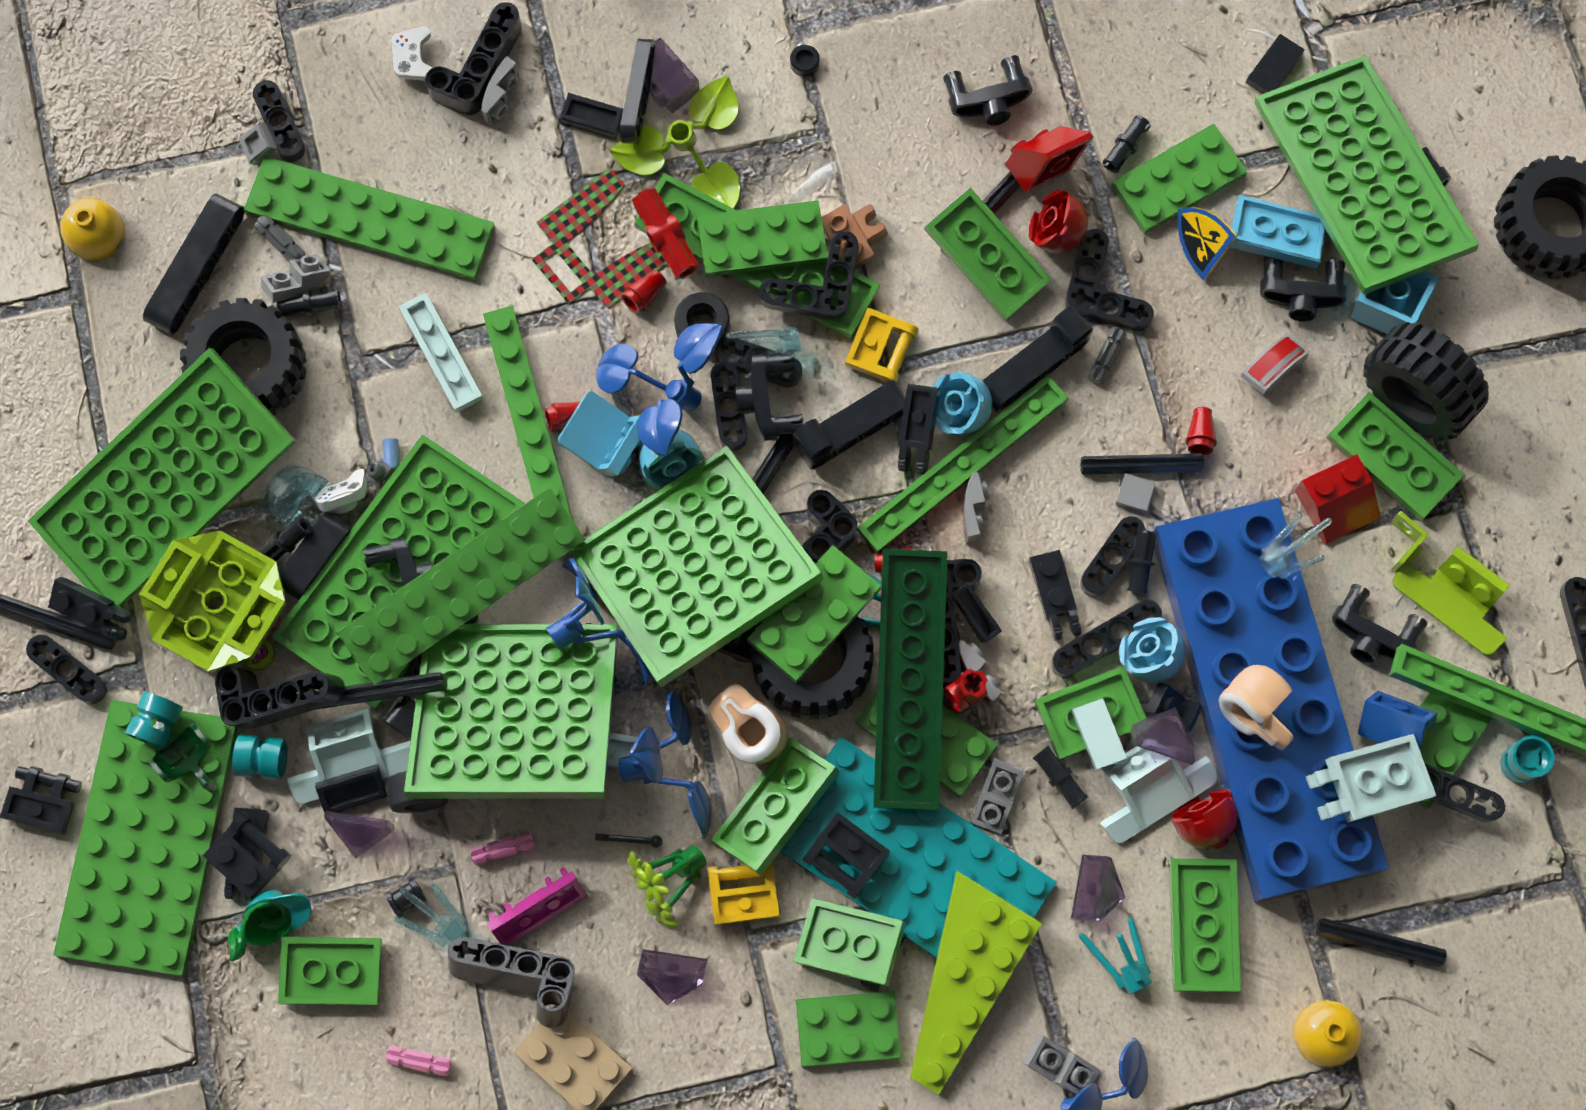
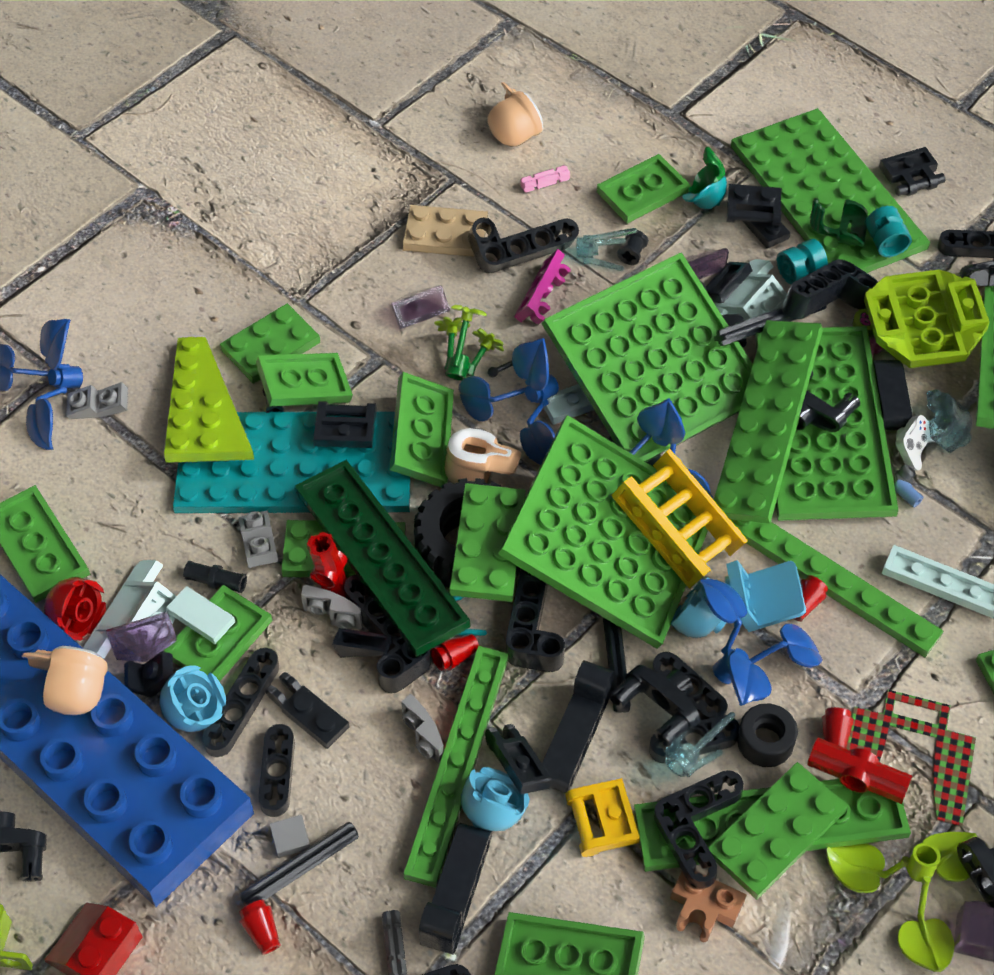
camera: 145 degrees right, 20 degrees down
(287, 539) = (918, 386): black axle -> none
(653, 544) = (660, 531): none -> yellow fence
(742, 903) = (408, 360): yellow plate -> none
(1097, 889) = (137, 518): clear purple slope -> none
(1134, 974) = (76, 481): teal plant -> none
(1142, 561) = (246, 773): black axle -> none
(1277, 559) = (114, 814): clear light blue plant -> none

